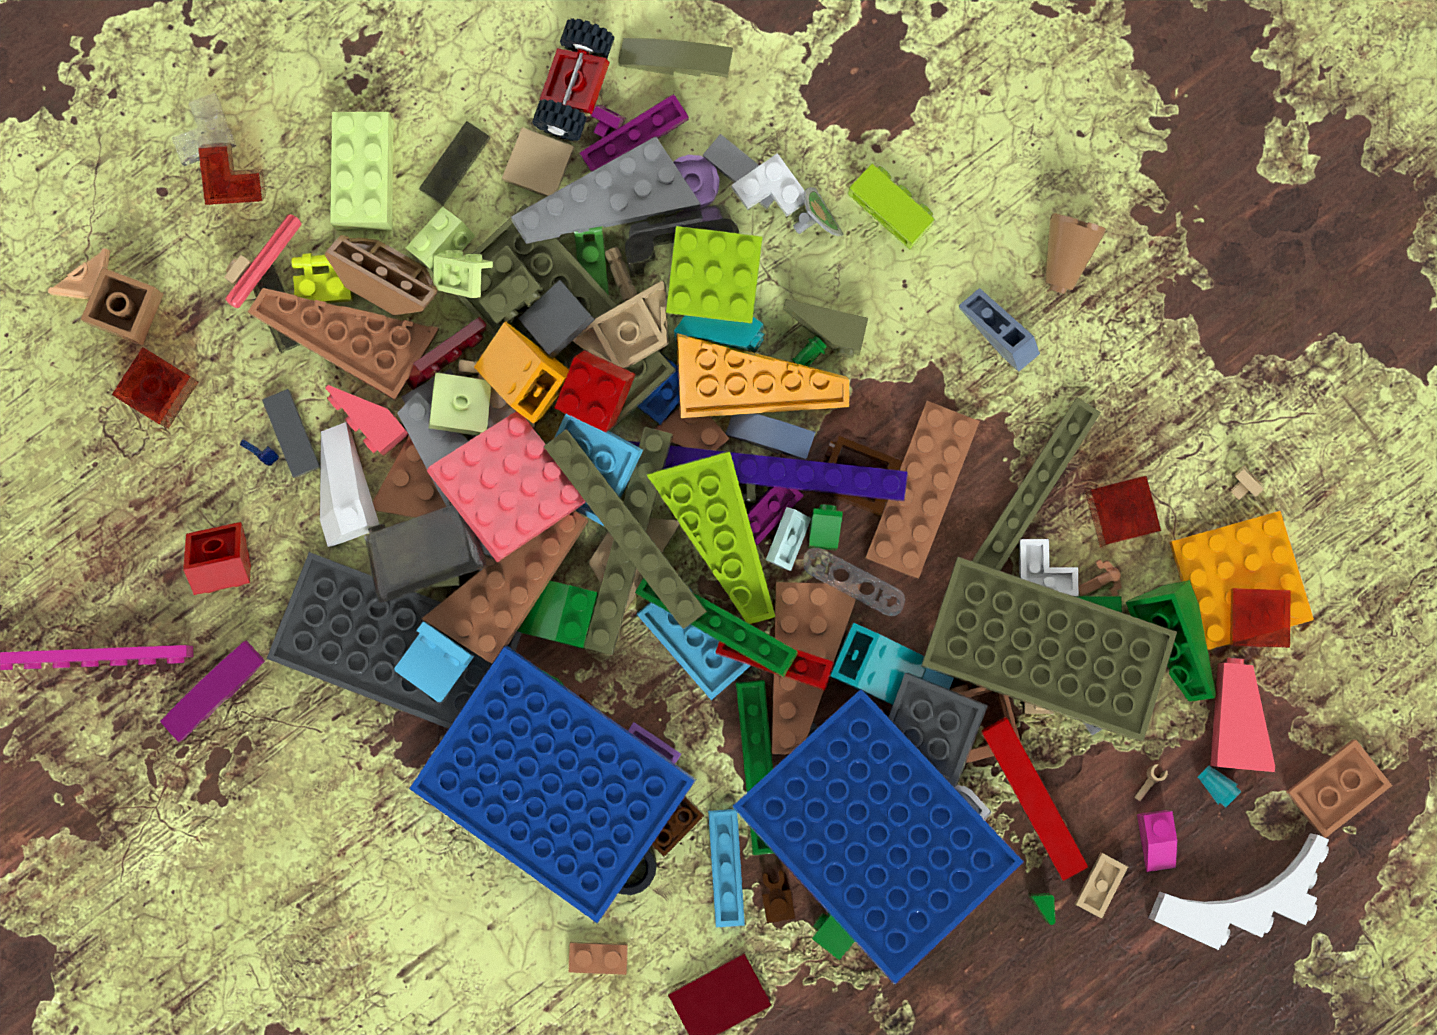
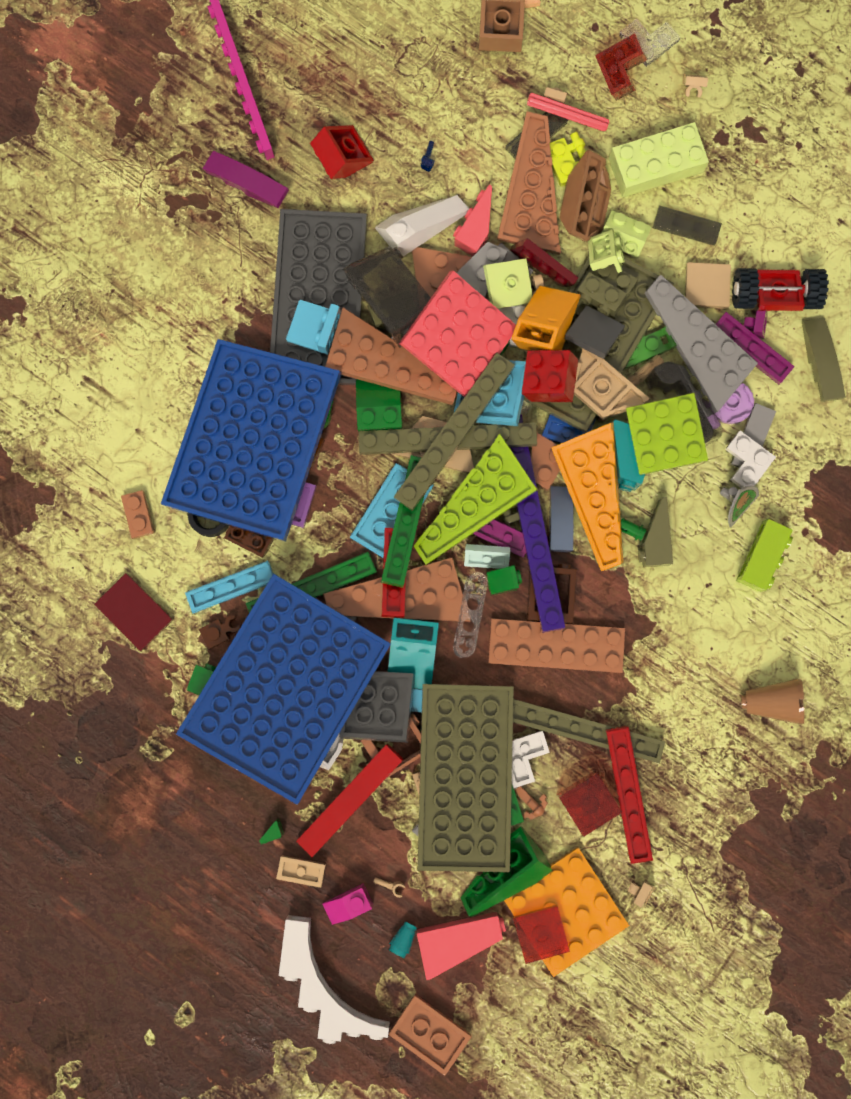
camera: 75 degrees right, 0 degrees up
(155, 388) = (449, 66): clear red brick -> none
(276, 94) = (694, 81): none -> tan tile
(291, 433) = (449, 174): dark grey tile -> none
(1000, 329) = (697, 667): sand blue slope -> none
(1126, 460) = (629, 794): none -> red tile

